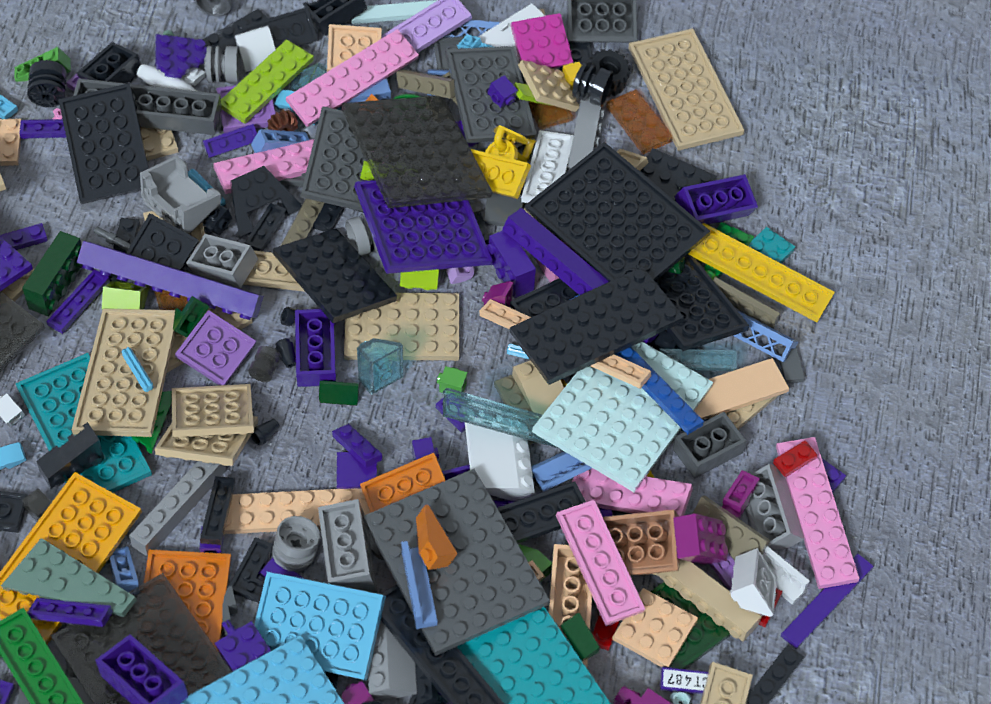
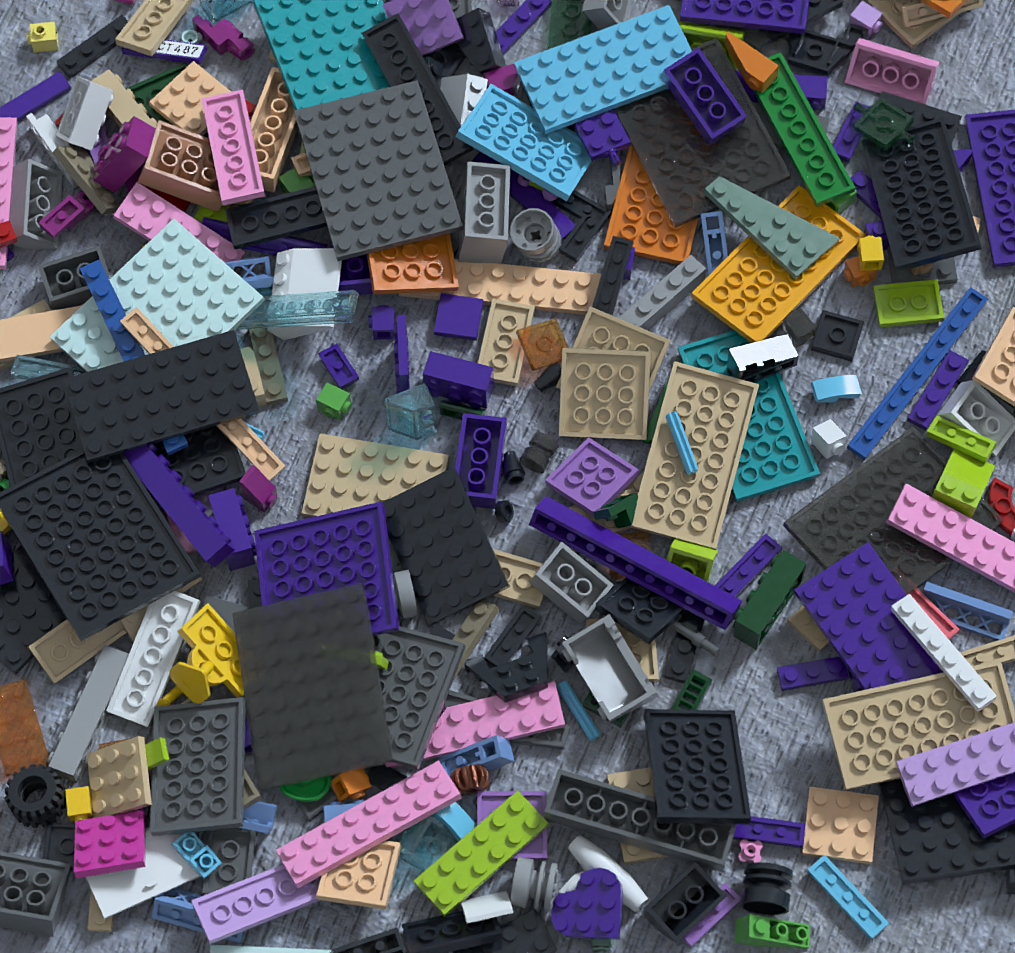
camera: 165 degrees left, 10 degrees up
(70, 612) = (770, 190): dark purple plate -> none
(111, 220) = (702, 680): none -> dark green slope
(229, 141) = (537, 772): dark purple plate -> none
(274, 456) = (542, 343): none -> clear orange tile
(310, 455) = (500, 342): none -> tan plate
(345, 405) = (458, 380): none -> dark purple brick
(357, 445) = (451, 334): dark purple plate -> none
(398, 411) = (401, 354): none -> dark purple plate
(418, 587) = (421, 134): medium blue fence -> none
(426, 83) = (271, 796): dark tan plate -> none
(432, 541) = (398, 169): orange slope -> none
(502, 92) = (184, 751): dark purple brick -> none
(580, 637) = (272, 86): dark green slope -> none
(592, 84) = (64, 749): black wheel -> none
(825, 677) = (43, 37): none -> light yellow brick

